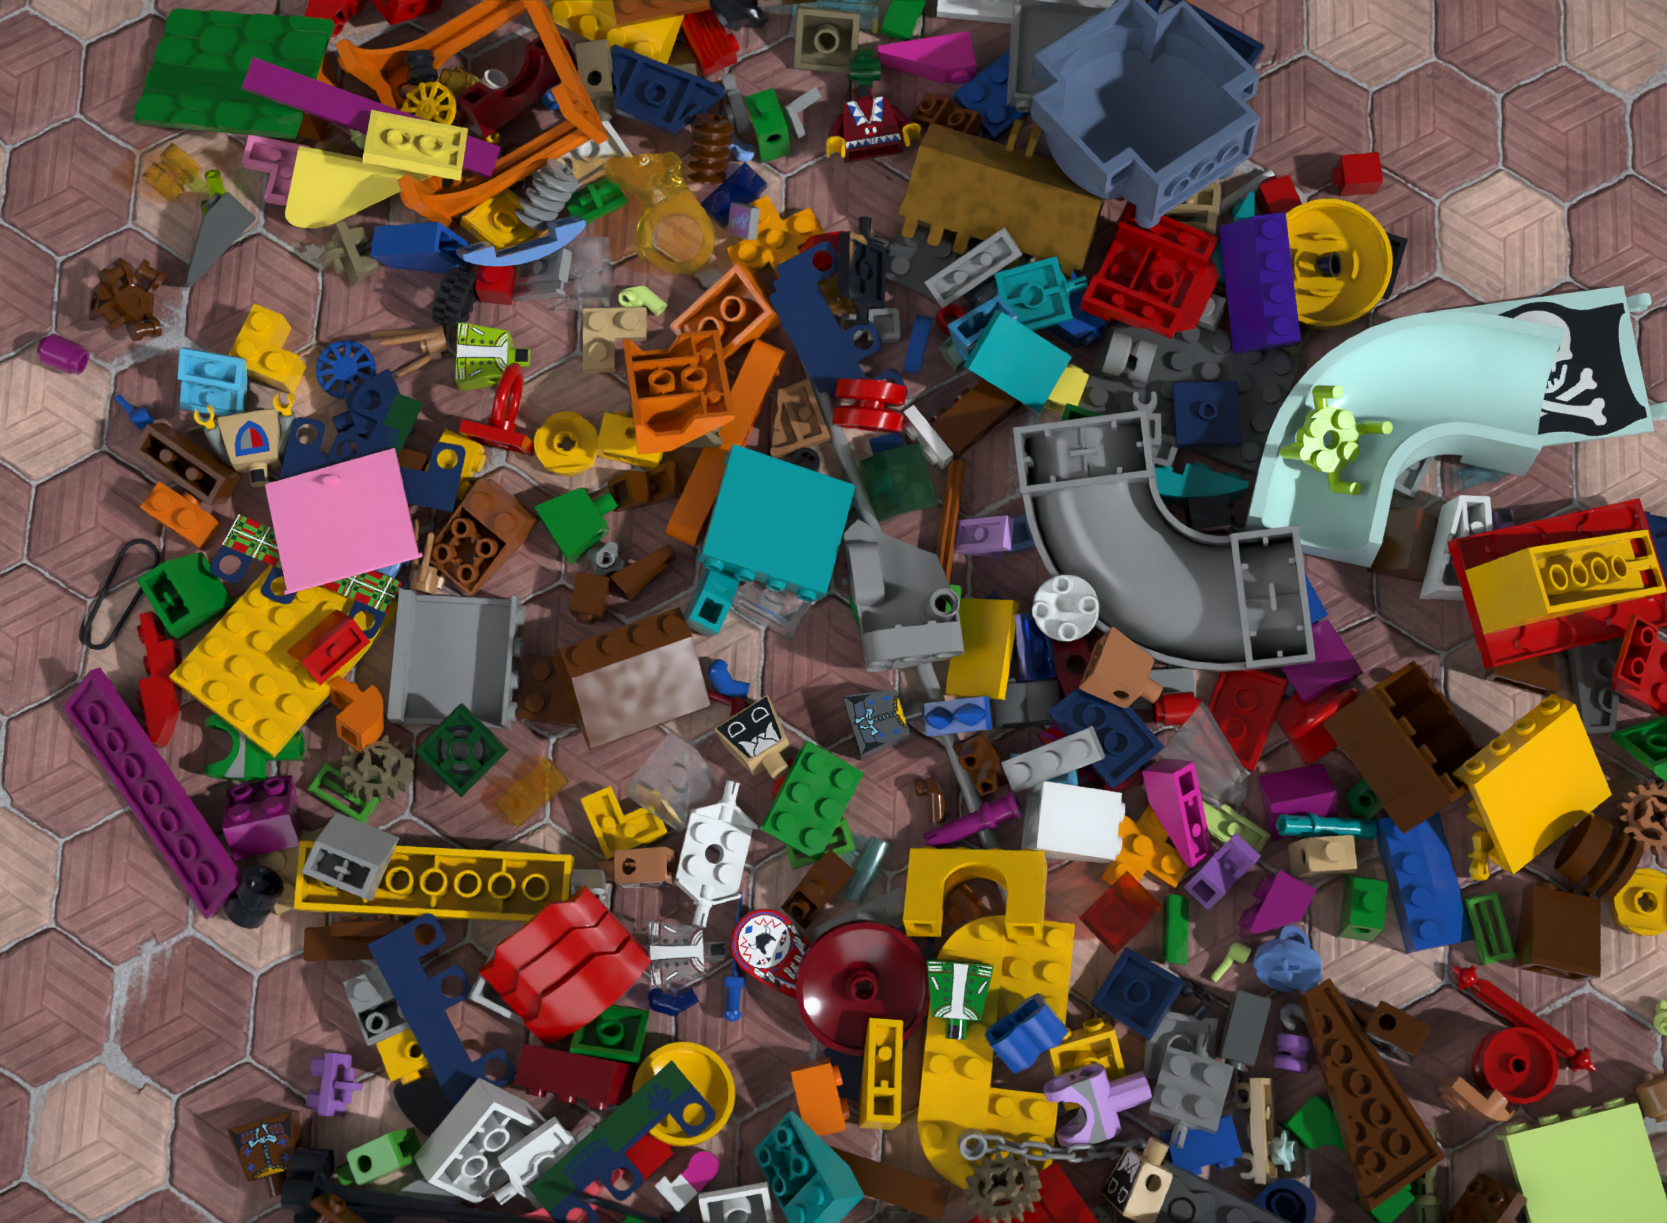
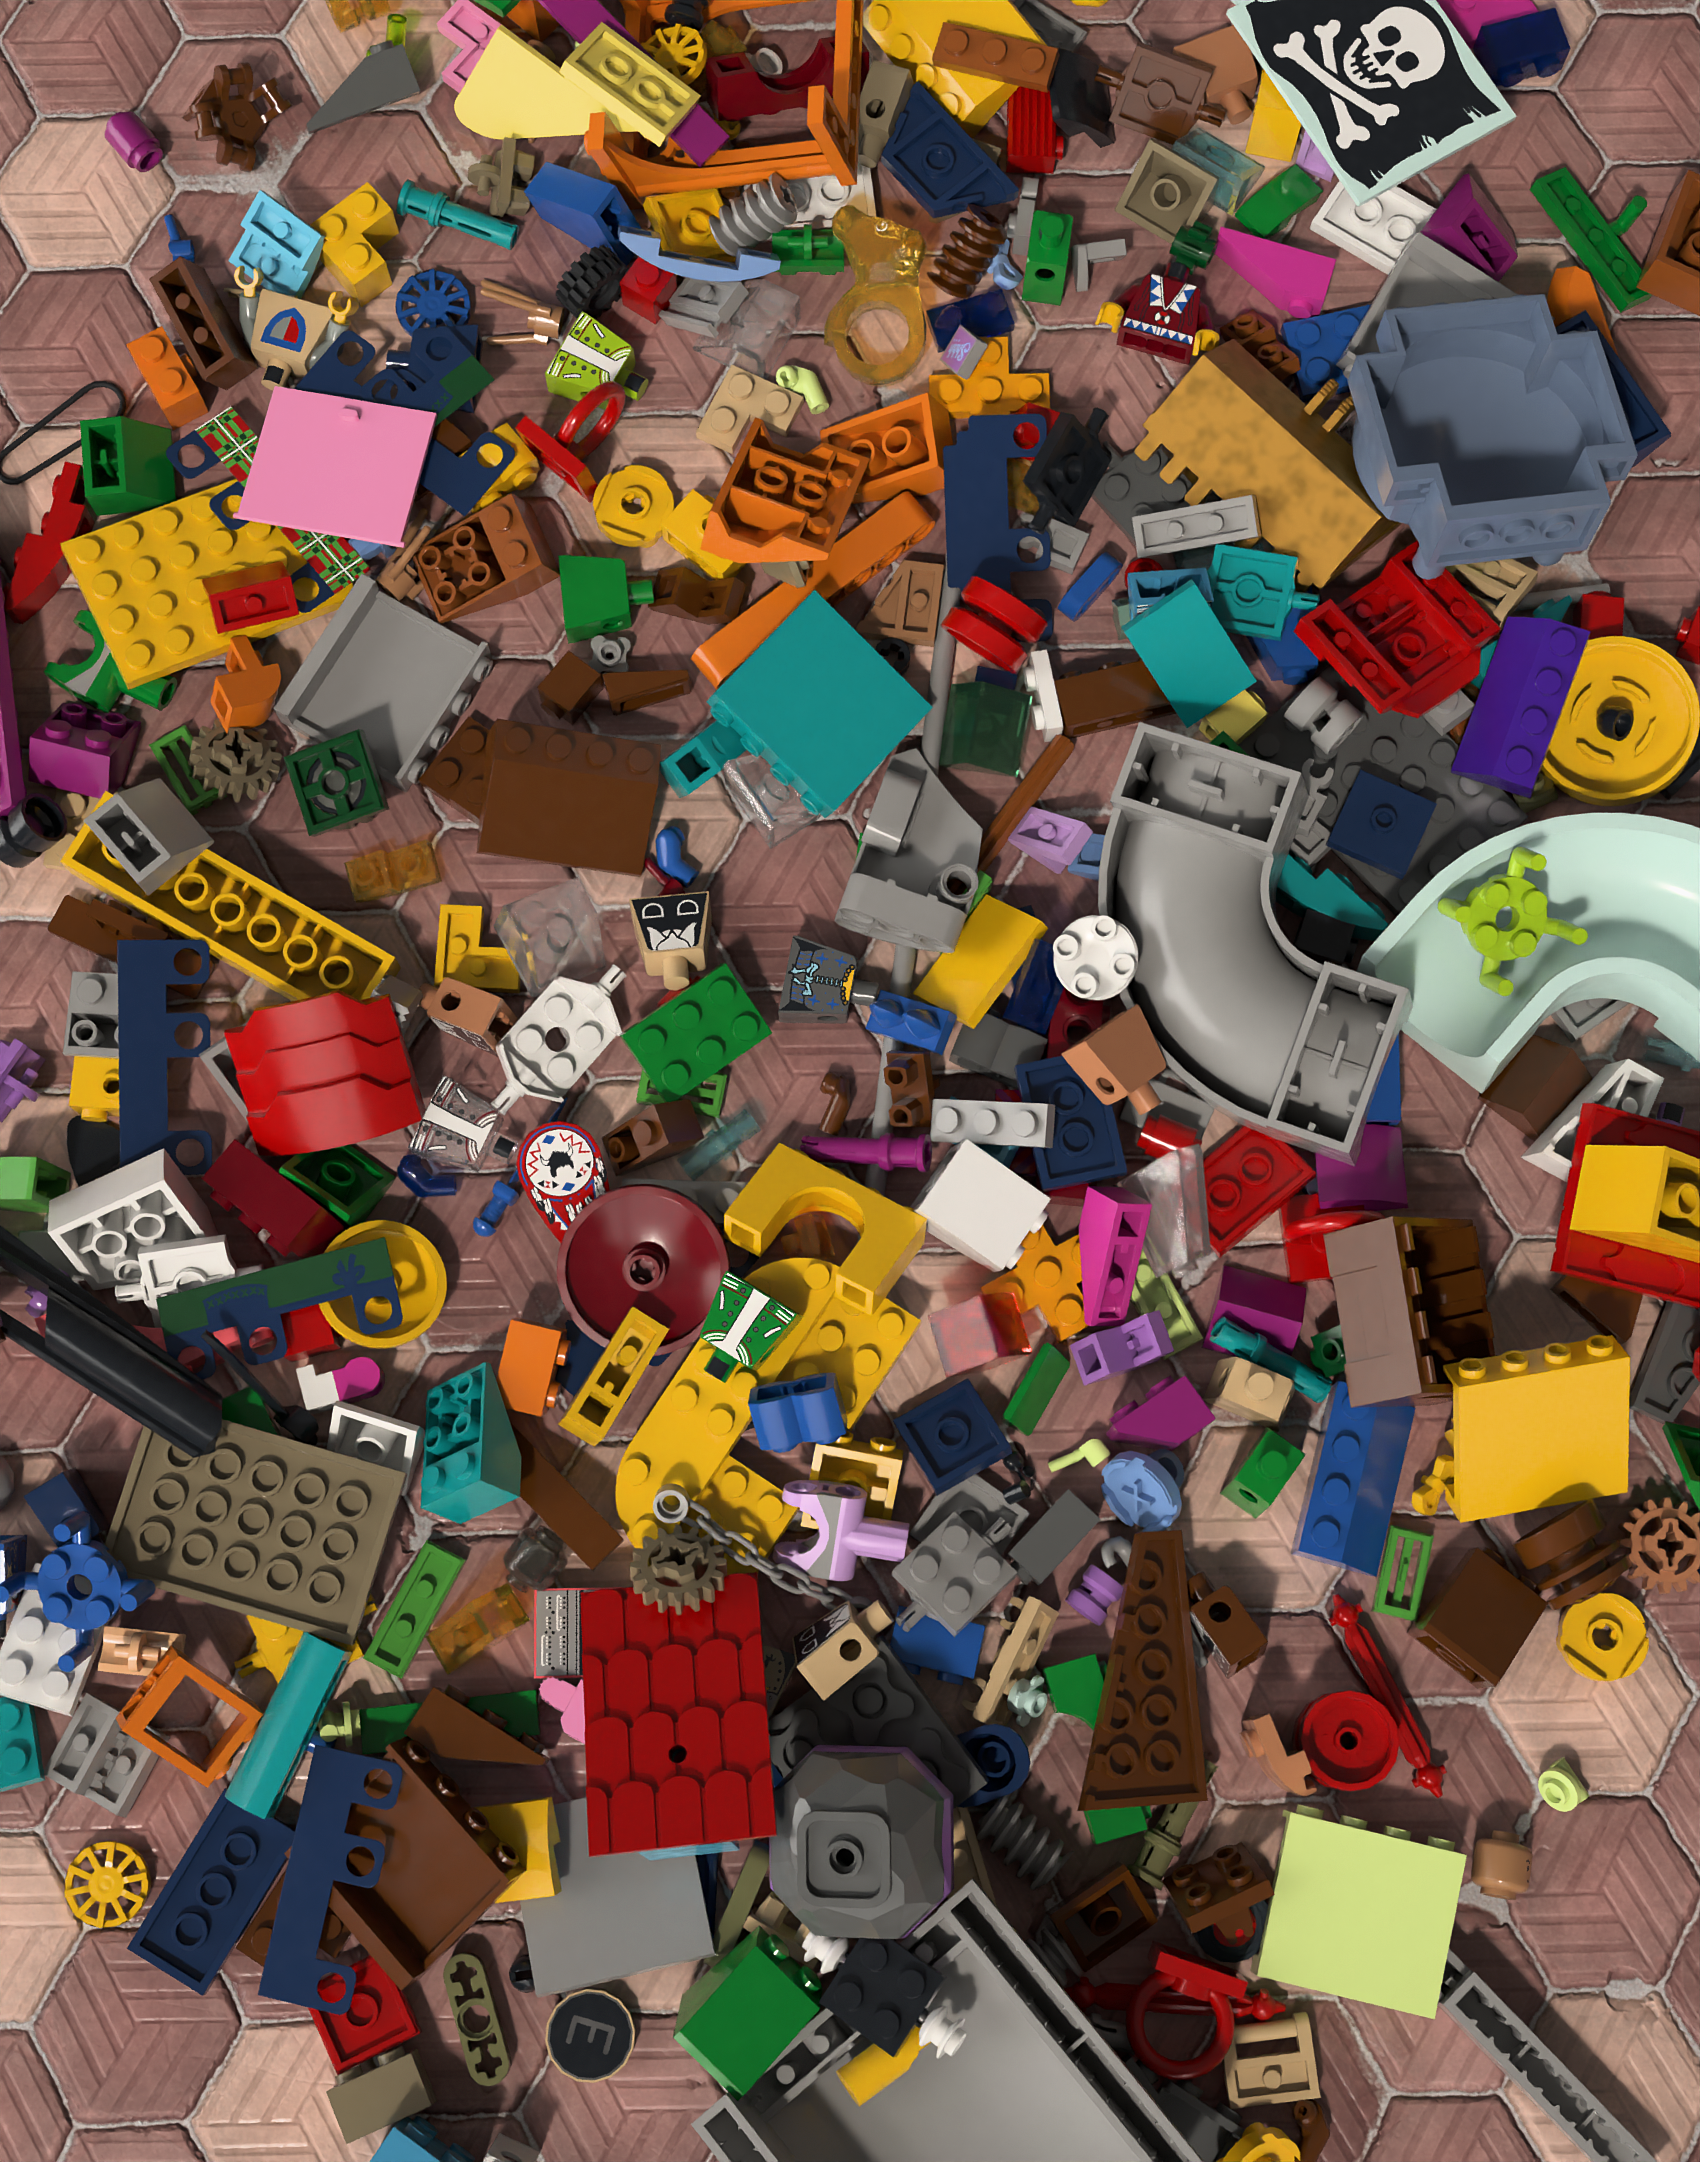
camera: 25 degrees right, 0 degrees up
(315, 297) = (441, 211): none -> teal pin

